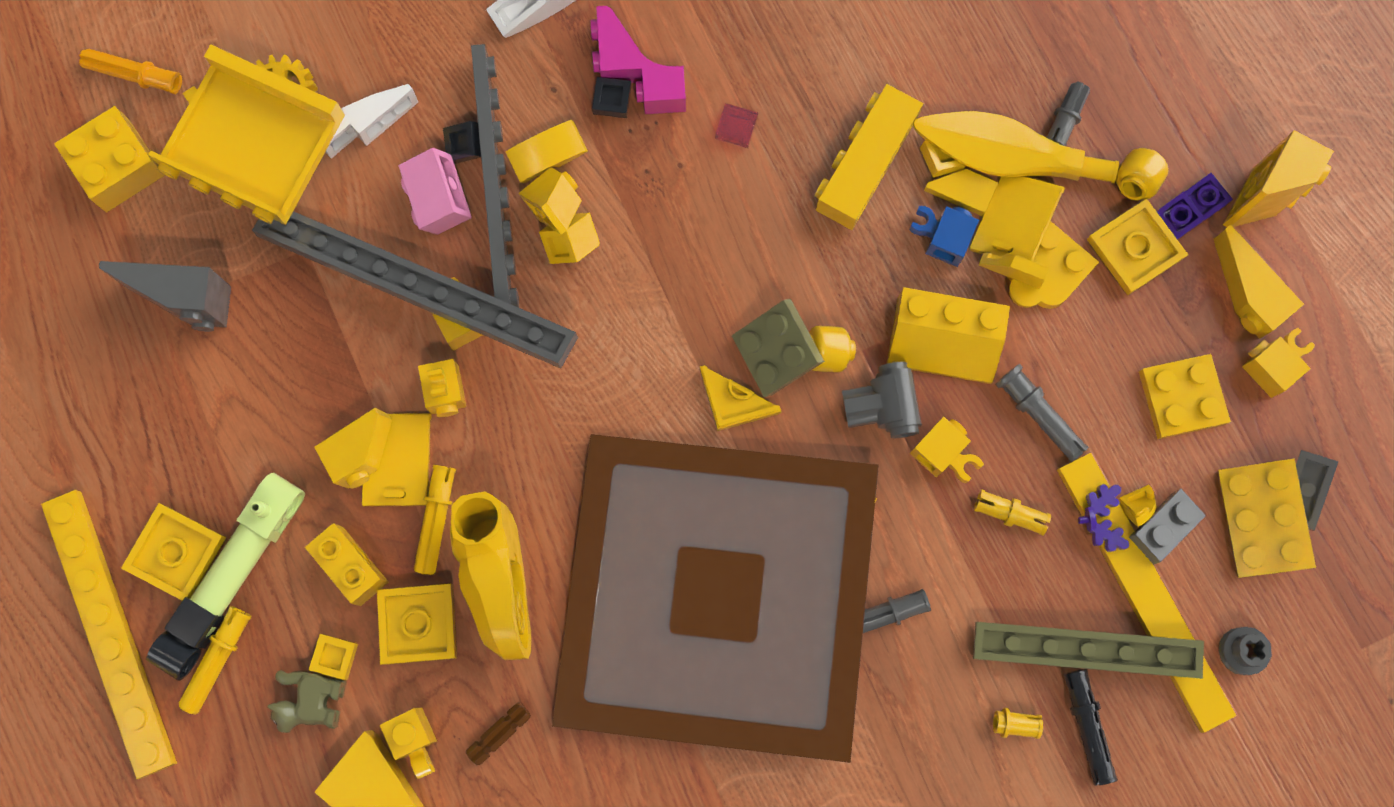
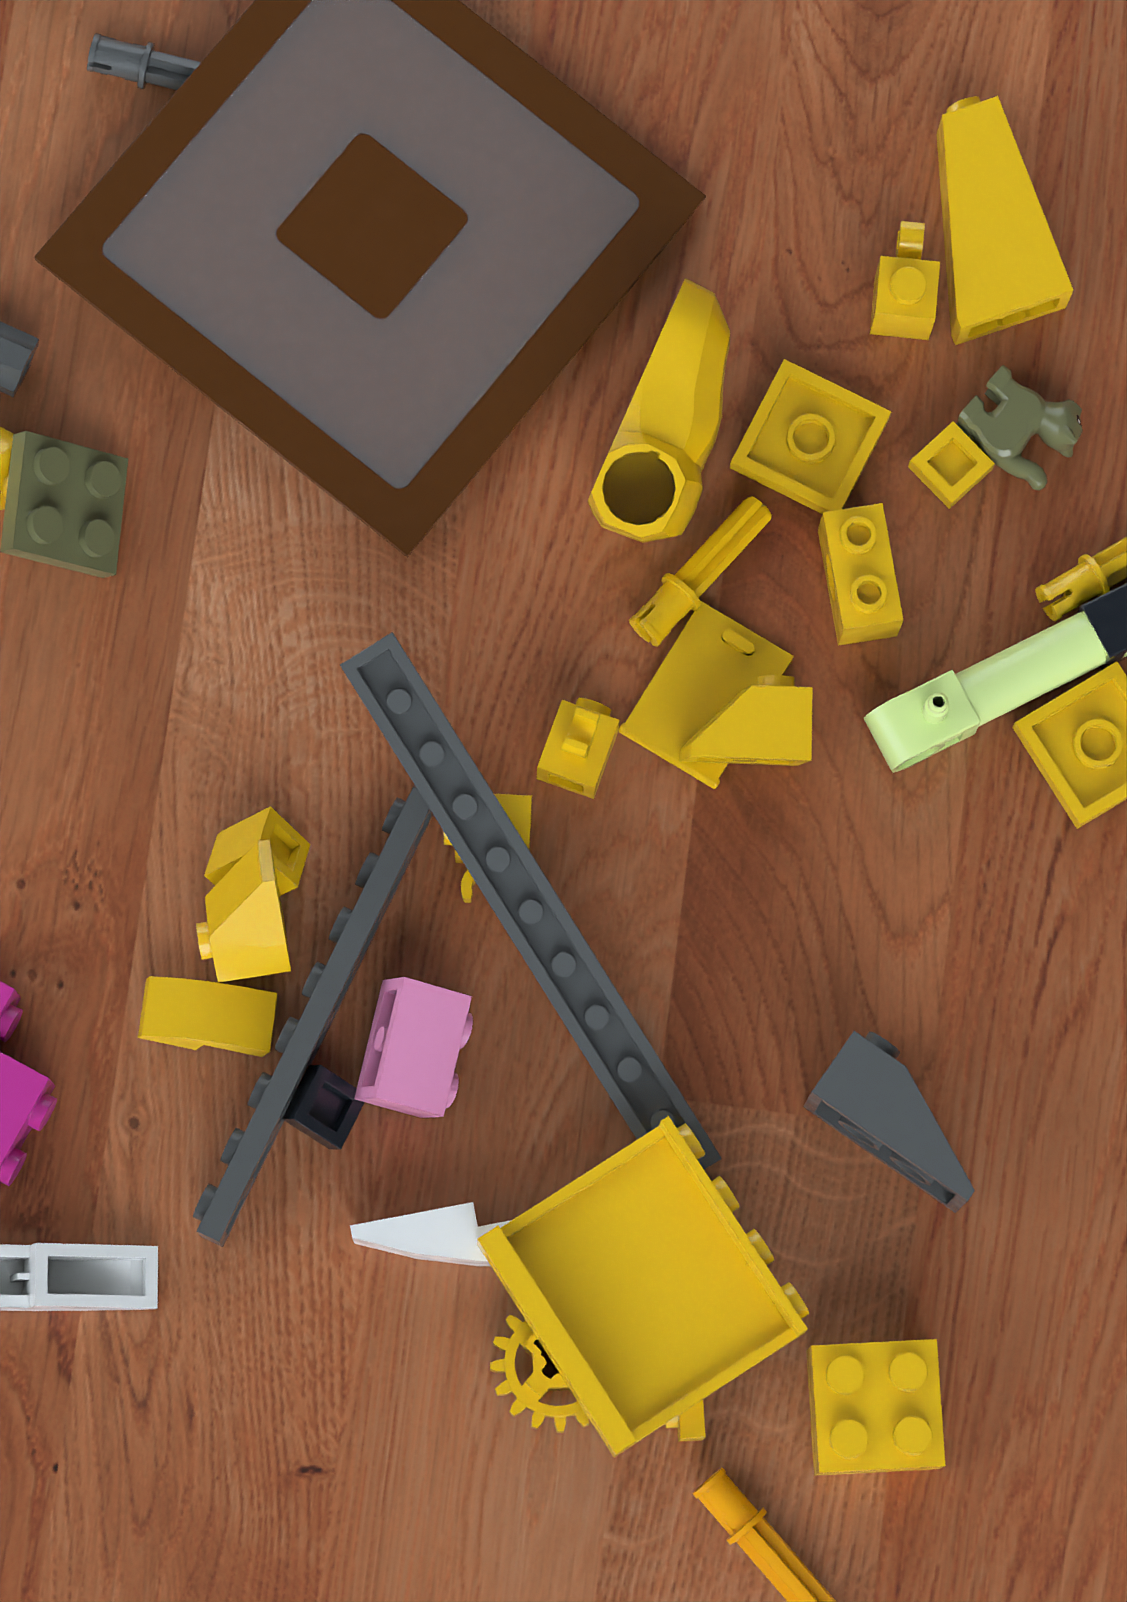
camera: 150 degrees left, 0 degrees up
(498, 734) = (784, 231): reddish brown axle -> none
(611, 97) = (55, 1042): black plate -> none
(734, 403) = (177, 479): yellow tile -> none

